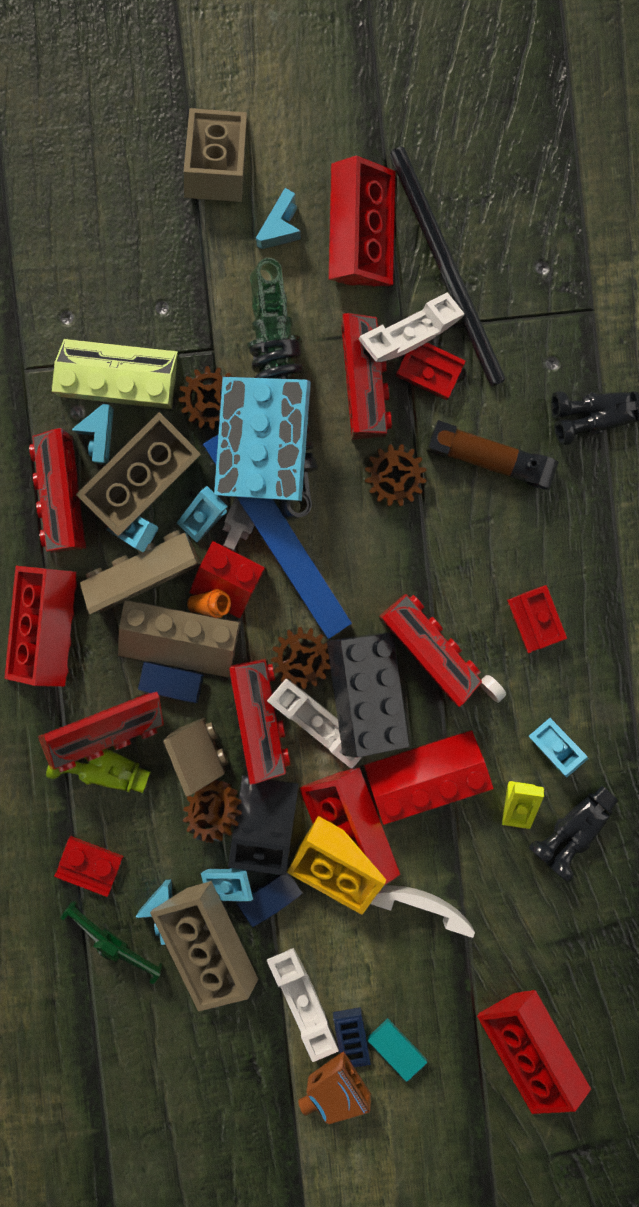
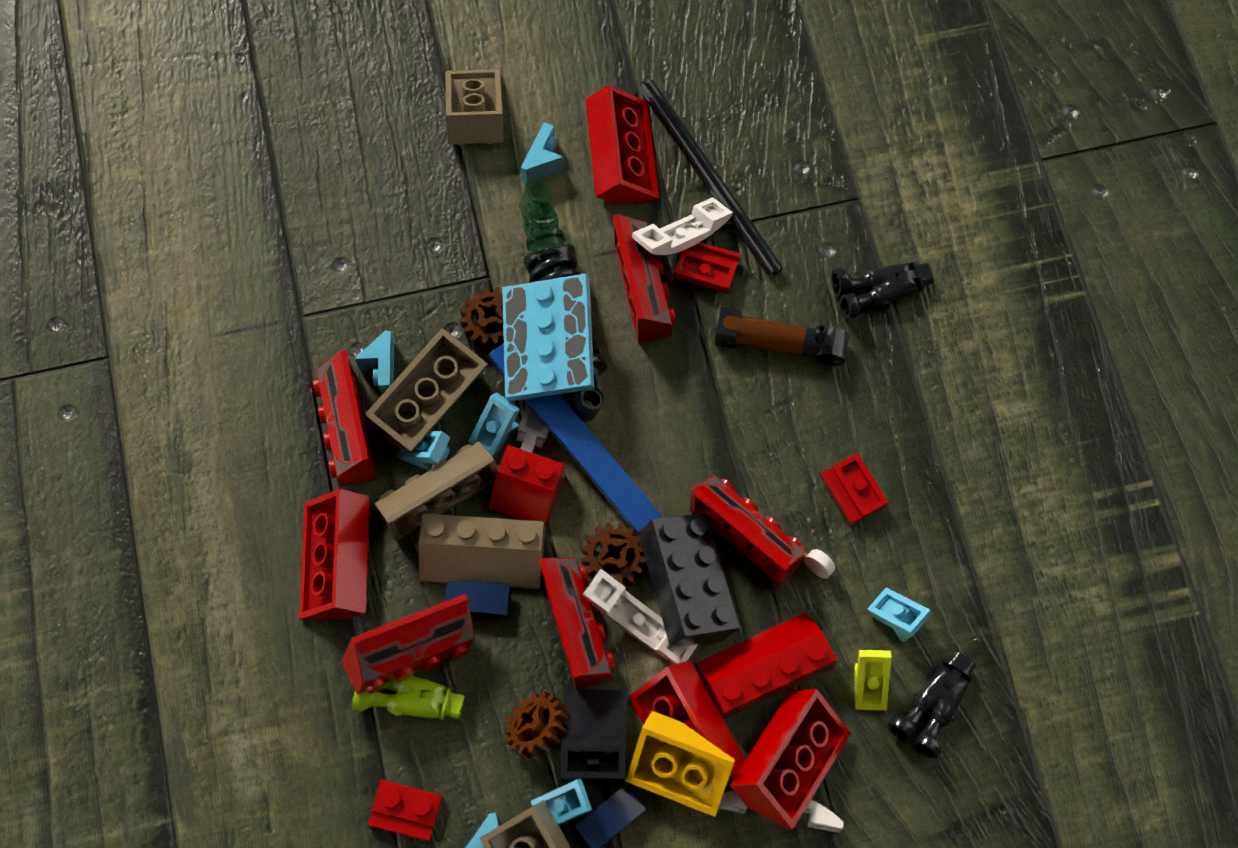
camera: 10 degrees left, 20 degrees down
(115, 374) = (397, 307): yellowish green slope -> none
(196, 755) = (513, 662): dark tan slope -> none
(211, 603) = (516, 507): orange cone -> none
(393, 463) = (696, 359): reddish brown gear -> none
(437, 872) = (791, 758): none -> red slope

